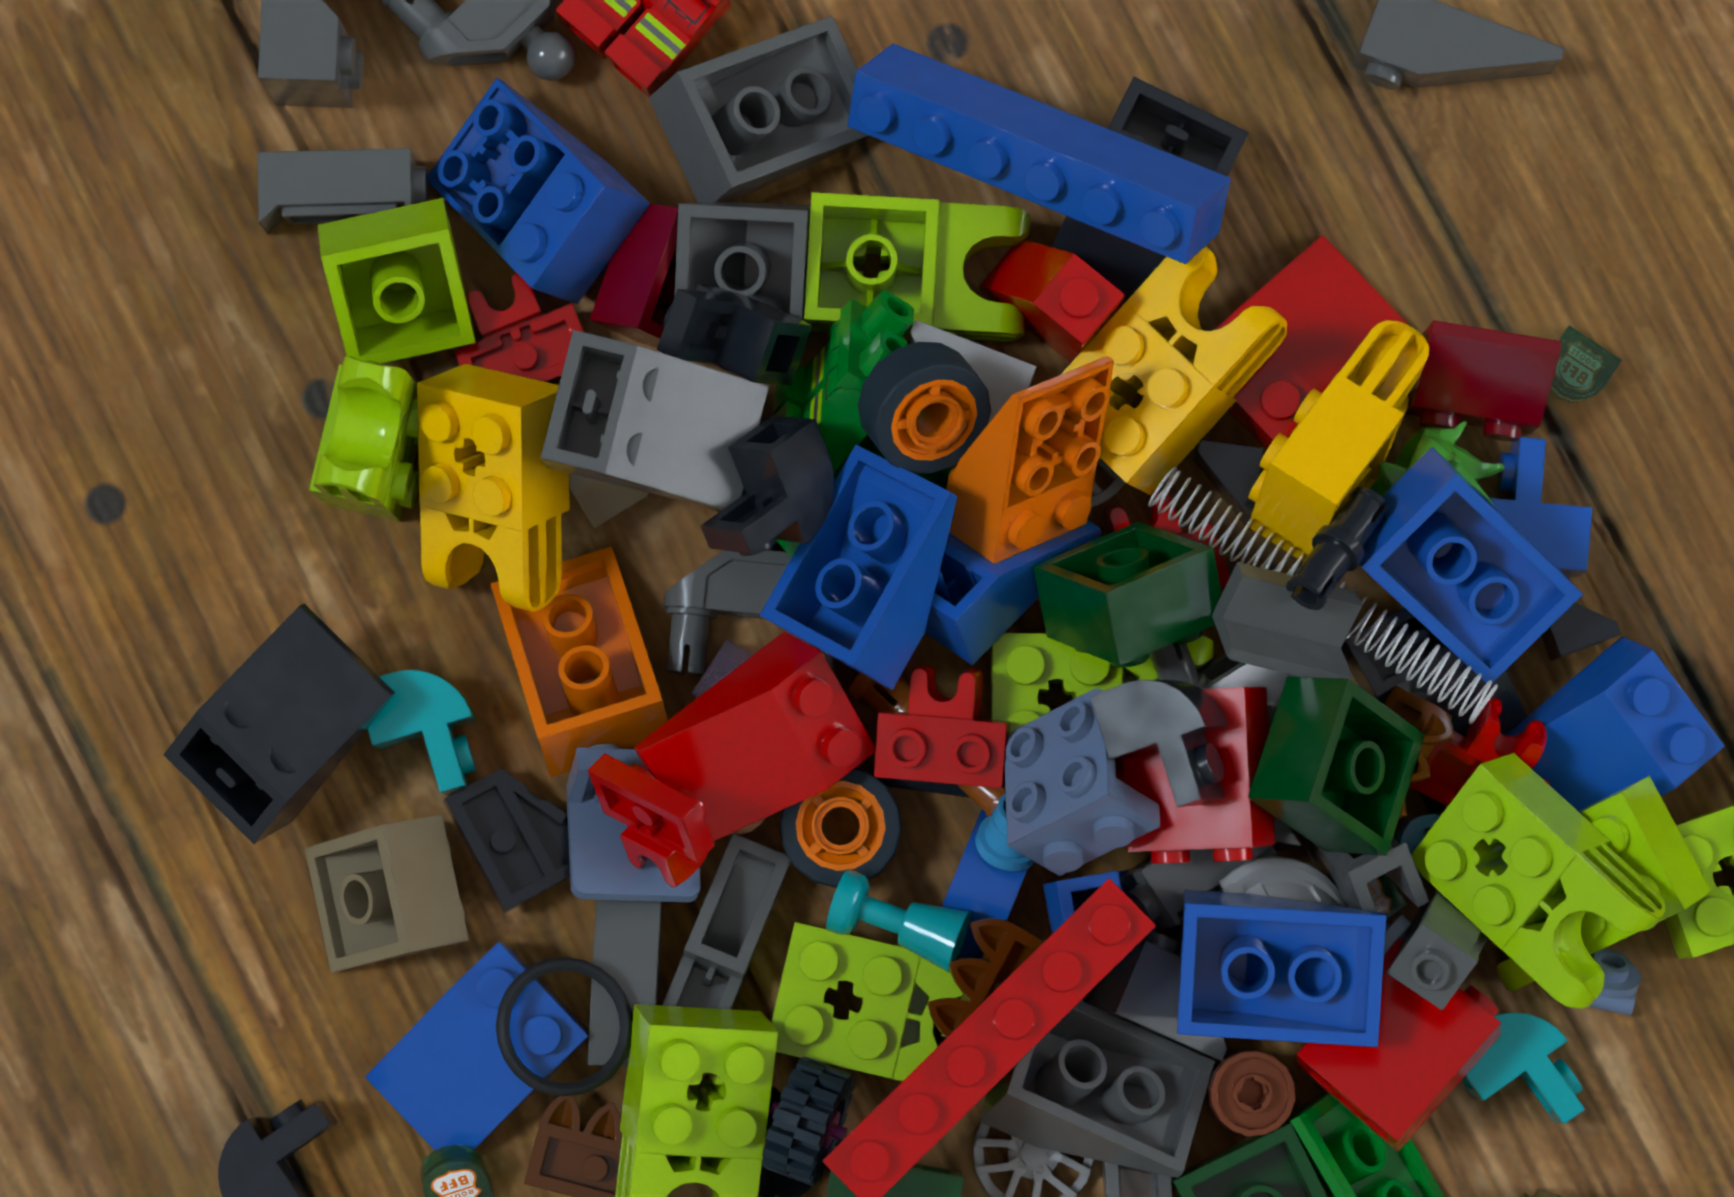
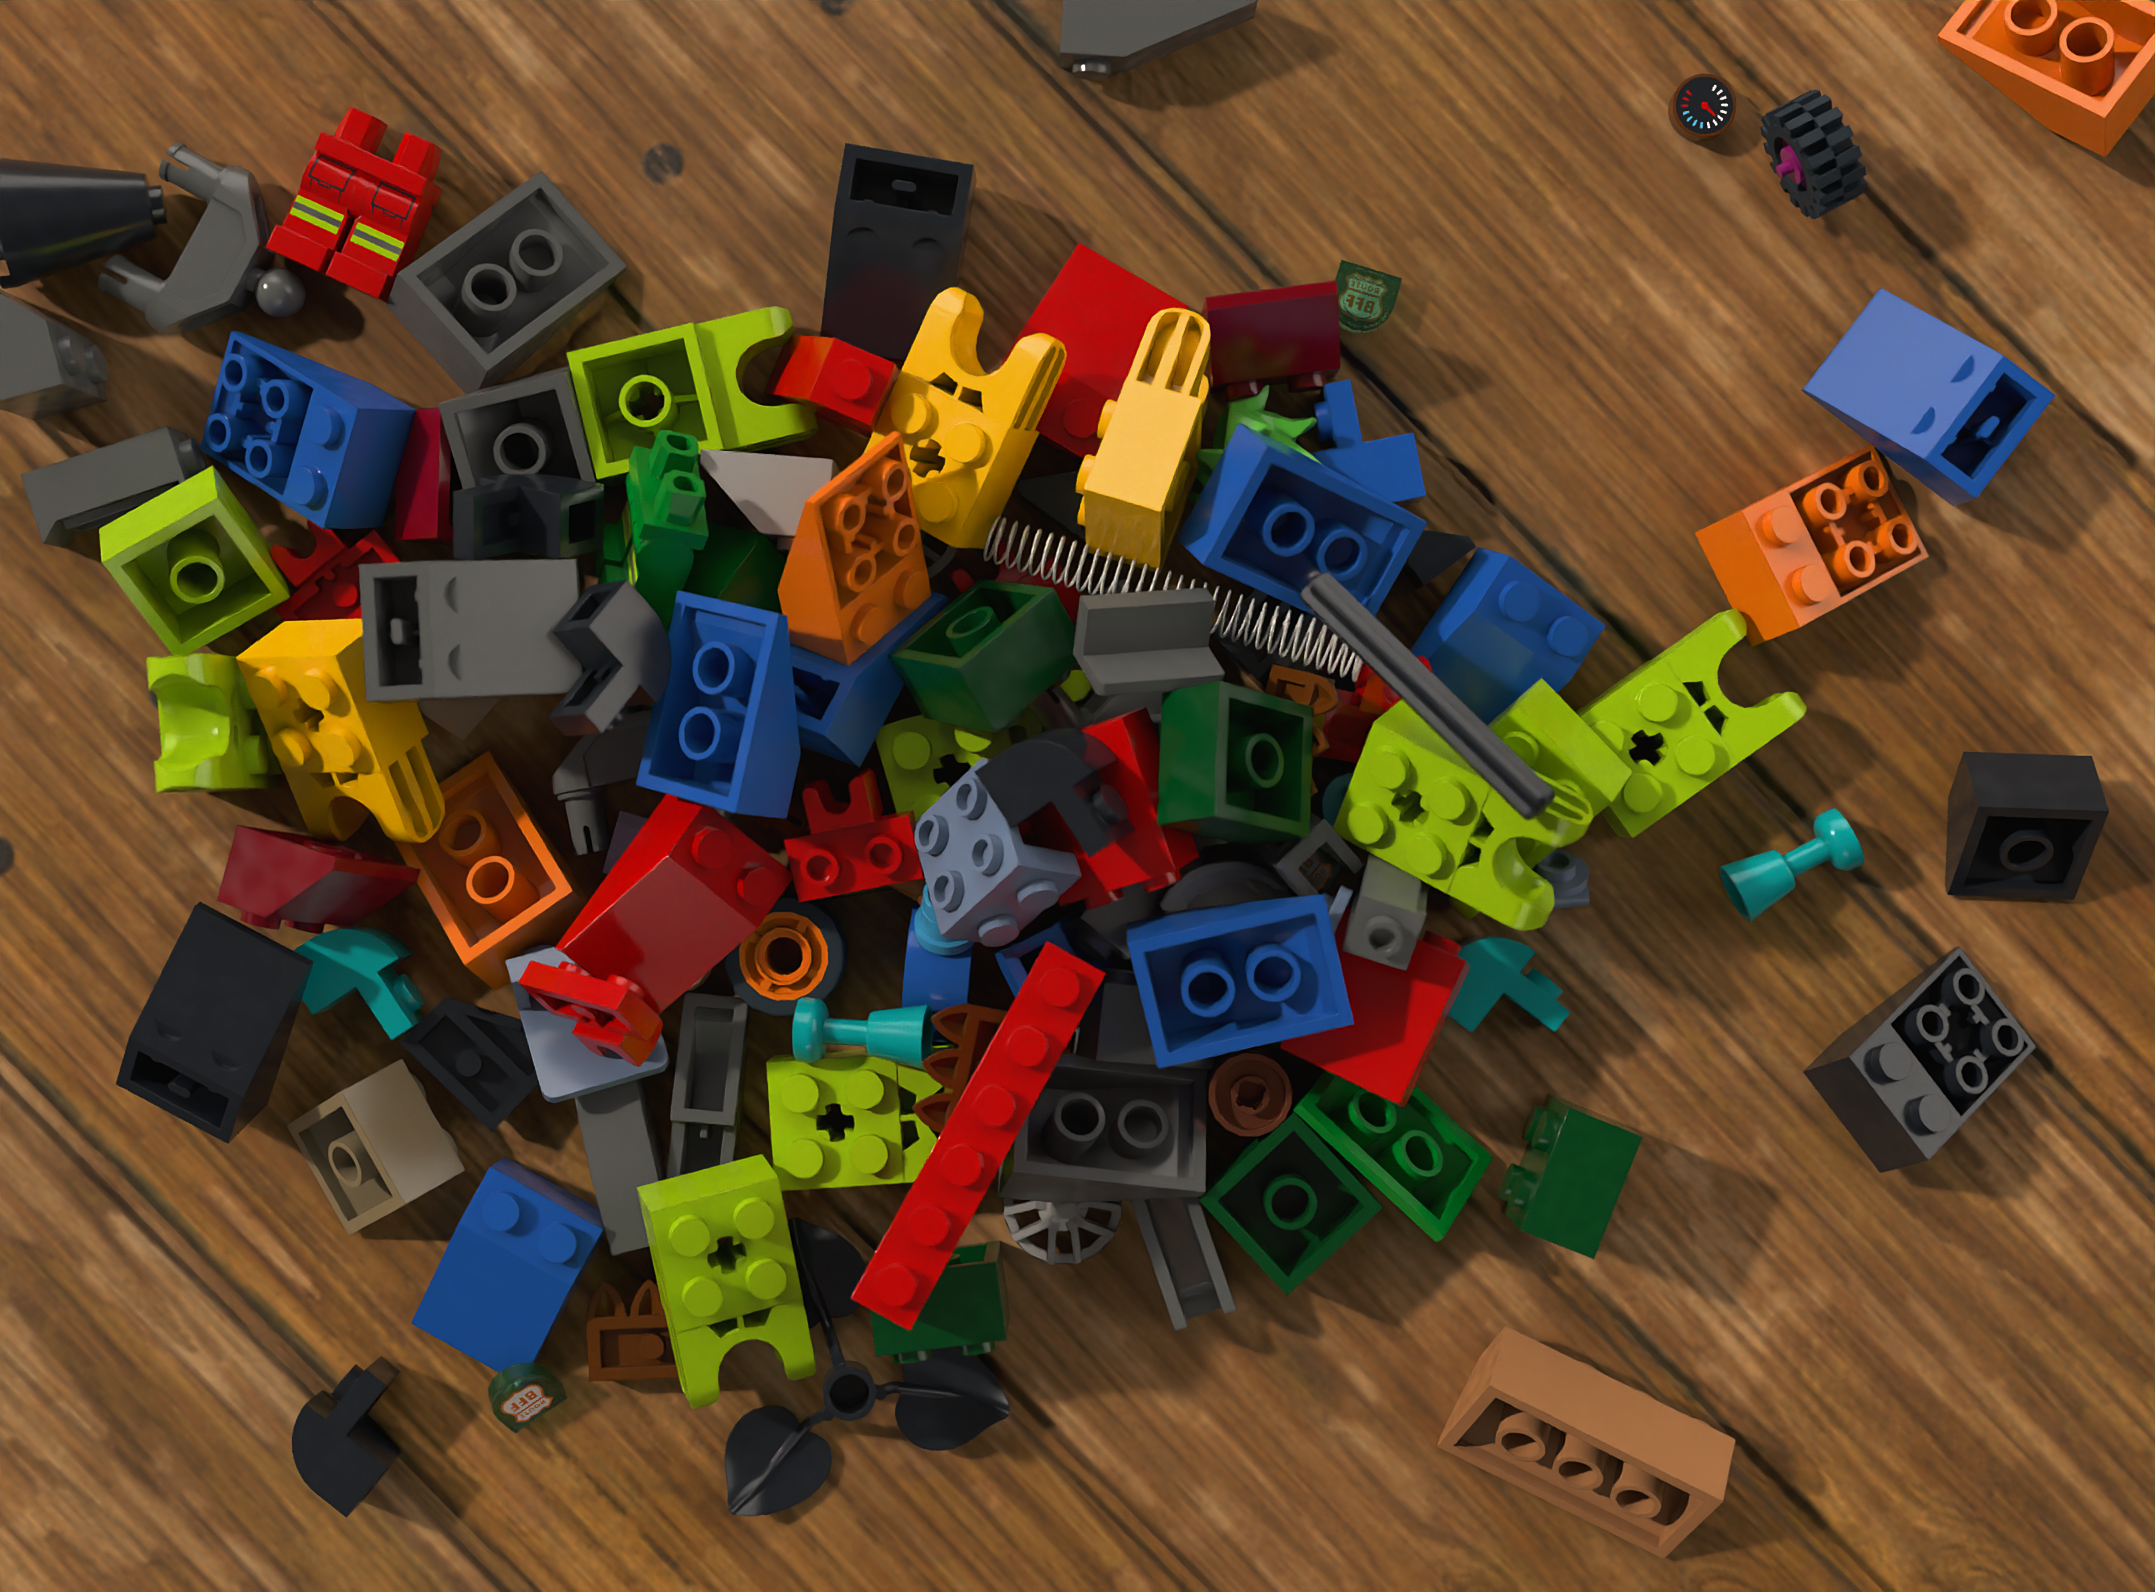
camera: 15 degrees left, 5 degrees up
(411, 617) = (307, 880): none -> dark red slope
(503, 1029) = (519, 1204): black tyre -> none
(808, 1120) = (834, 1246): black wheel -> none
(923, 407) = (705, 518): wheel -> none
(1039, 153) = (775, 247): blue brick -> none
(1337, 548) = (1174, 553): black pin -> none
(1539, 754) = (1428, 697): none -> black axle

